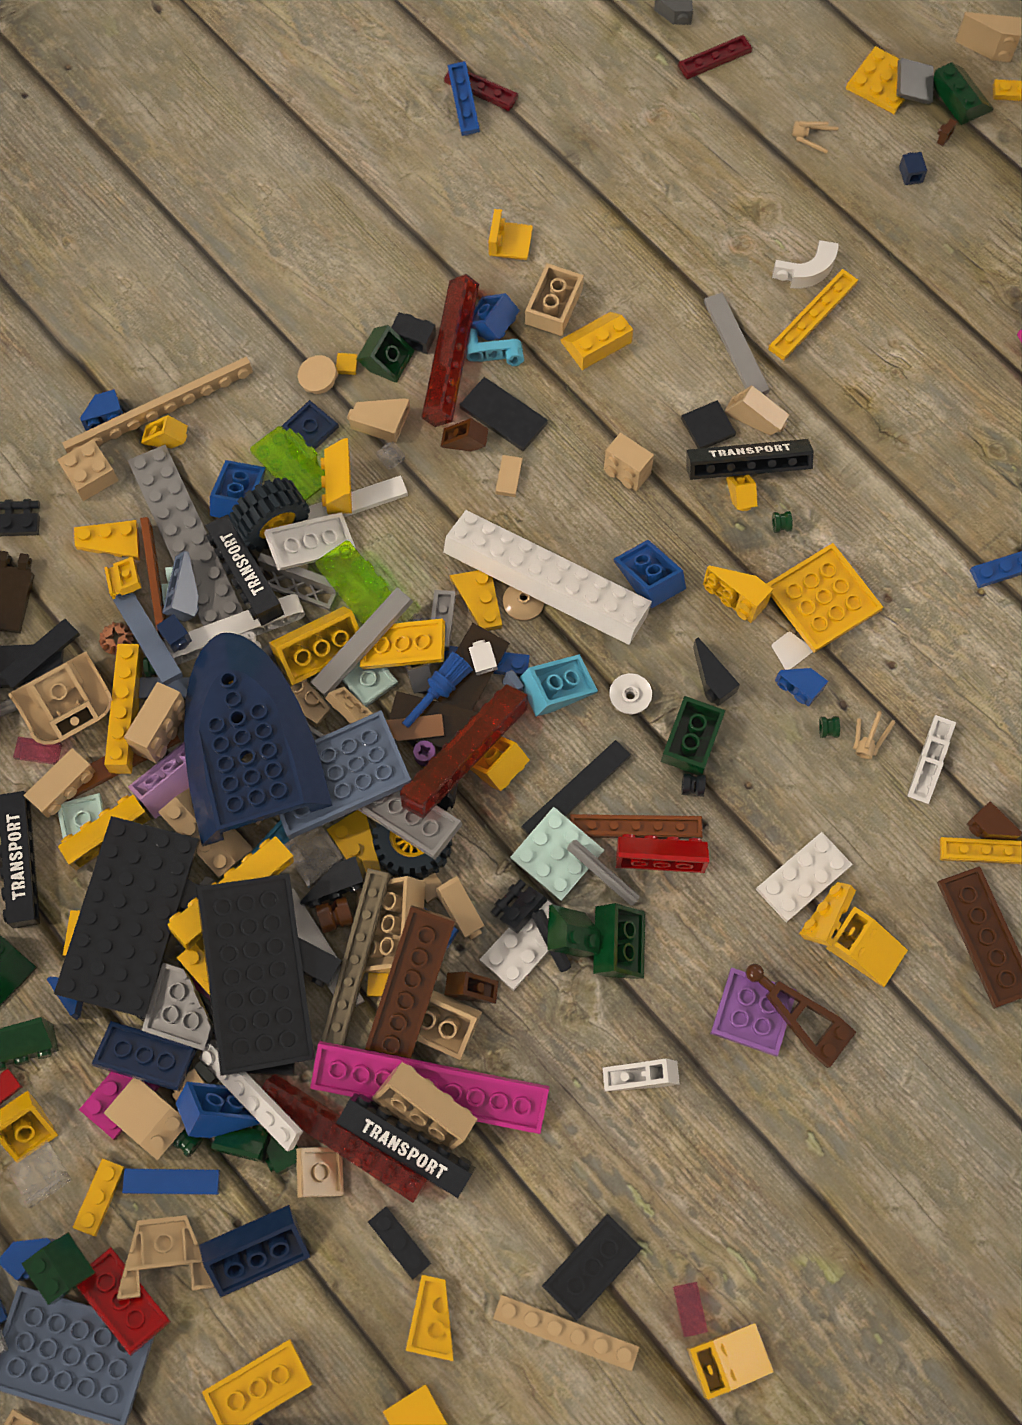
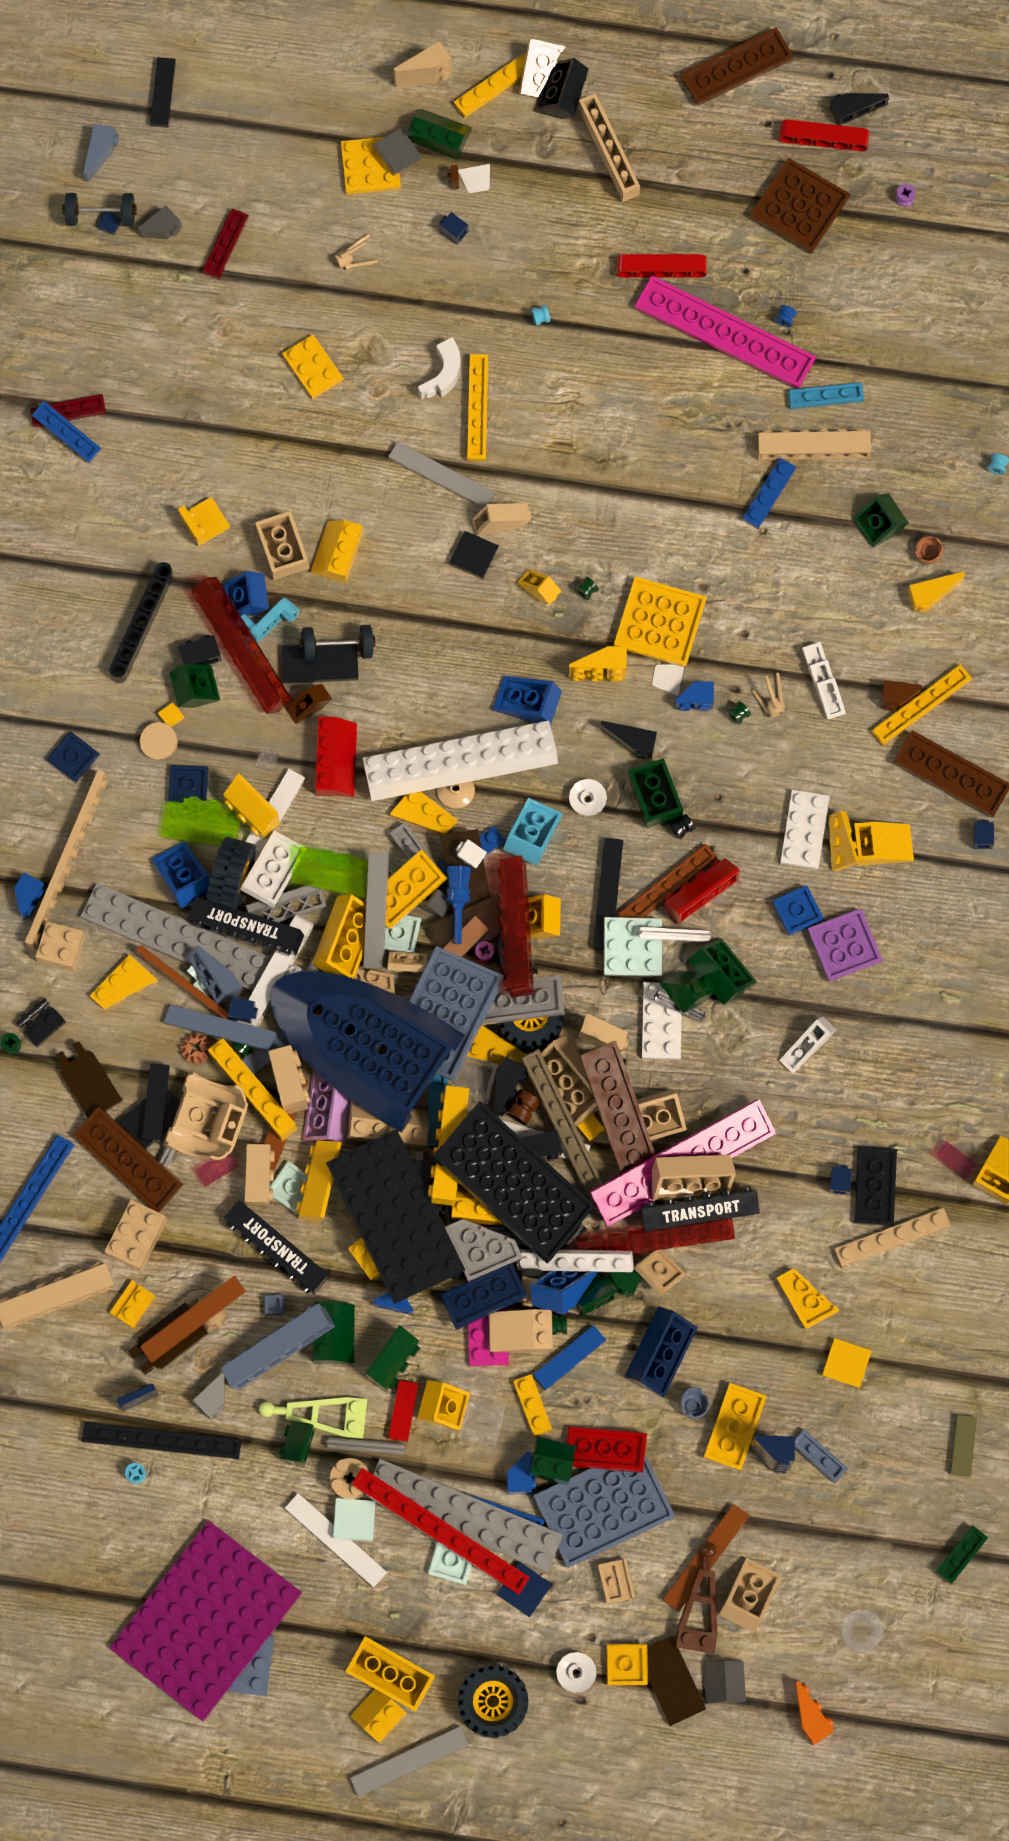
camera: 40 degrees left, 5 degrees up
(123, 577) = (162, 1002): yellow plate -> none
(162, 1245) = (601, 1396): tan wing -> none
(165, 432) = (88, 874): yellow slope -> none
(239, 1330) = (694, 1403): none -> sand blue hair
(241, 337) = (73, 757): none -> dark blue tile
(376, 281) = (141, 613): none -> black beam
(380, 418) = (235, 738): tan slope -> none
(399, 1242) = (745, 1272): black plate -> none
(446, 495) = (336, 757): none -> red slope
(471, 987) = (652, 1079): reddish brown slope -> none
(503, 387) = (365, 641): none -> black axle
(509, 476) = (365, 707): tan tile -> none
(512, 679) = (501, 853): sand blue tile -> none
(522, 909) = (642, 1001): black plate -> none
(563, 1231) = (840, 1180): none -> dark blue brick
(628, 462) = (445, 630): tan brick -> none
(703, 190) = (312, 366): none -> yellow plate
(735, 943) = (797, 910): none -> blue plate
(749, 459) = (526, 559): black brick -> none
(833, 1039) = (909, 922): reddish brown plate -> none
(929, 281) = (540, 315): none -> medium azure wheel
(964, 148) = (476, 178): none -> white sticker
(972, 1017) = (983, 834): none -> dark blue brick

